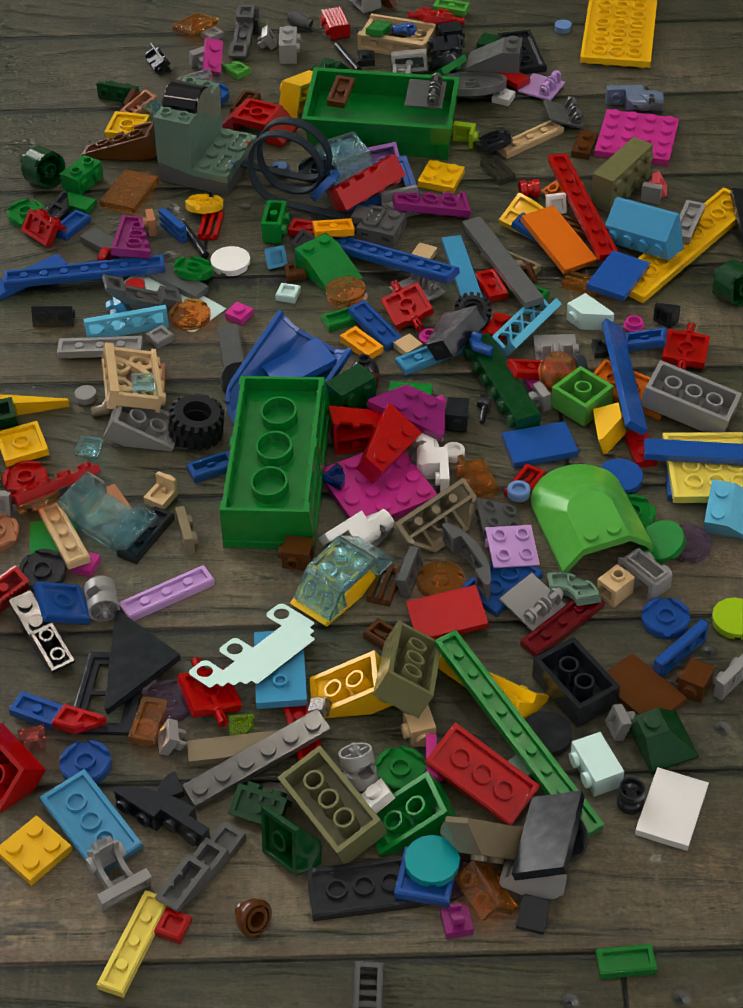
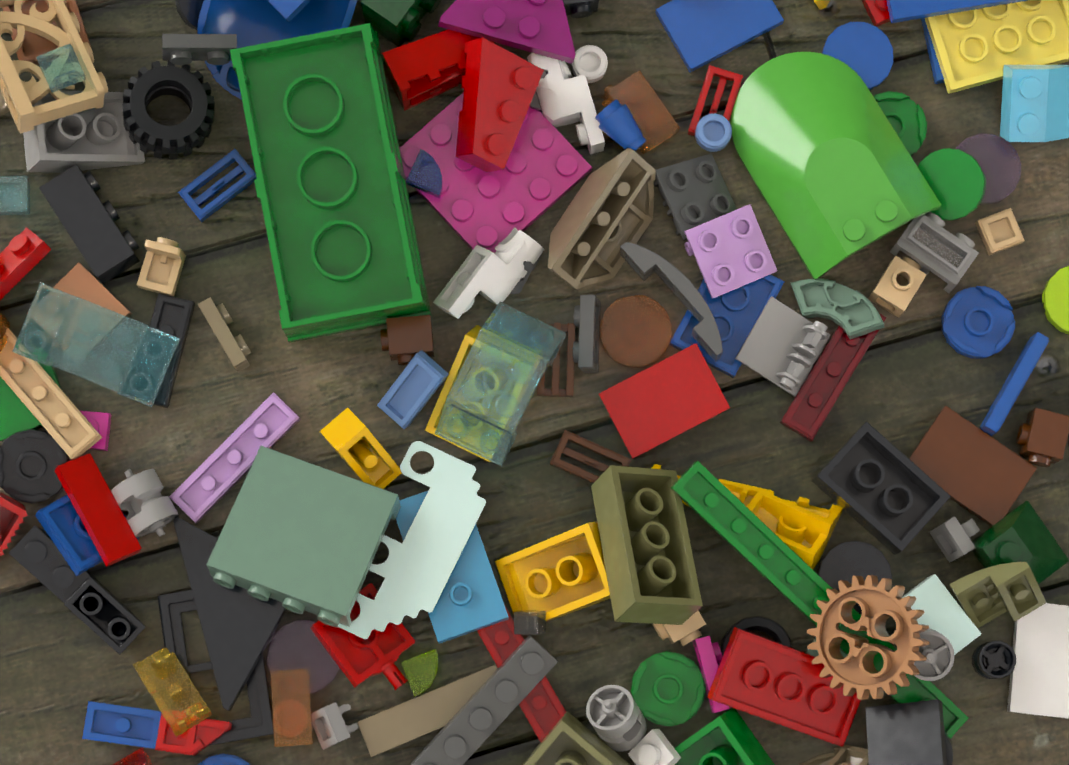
camera: 20 degrees left, 35 degrees up
(72, 593) = (98, 509): none -> red tile
(75, 690) = (172, 691): none -> clear yellow hinge
(129, 466) = (91, 223): none -> black brick
(190, 626) = (302, 536): none -> sand green panel
(221, 389) = (185, 48): none -> dark grey plate
(246, 602) = (360, 450): none -> yellow slope
(288, 576) = (412, 389): none -> medium blue tile
(459, 468) = (620, 125): none -> blue cone
(541, 739) = (877, 605): none -> medium nougat gear
(580, 764) = (938, 654): none -> light grey wheel
(641, 747) = (998, 590): none -> olive slope
(691, 575) = (999, 231): none -> tan tile

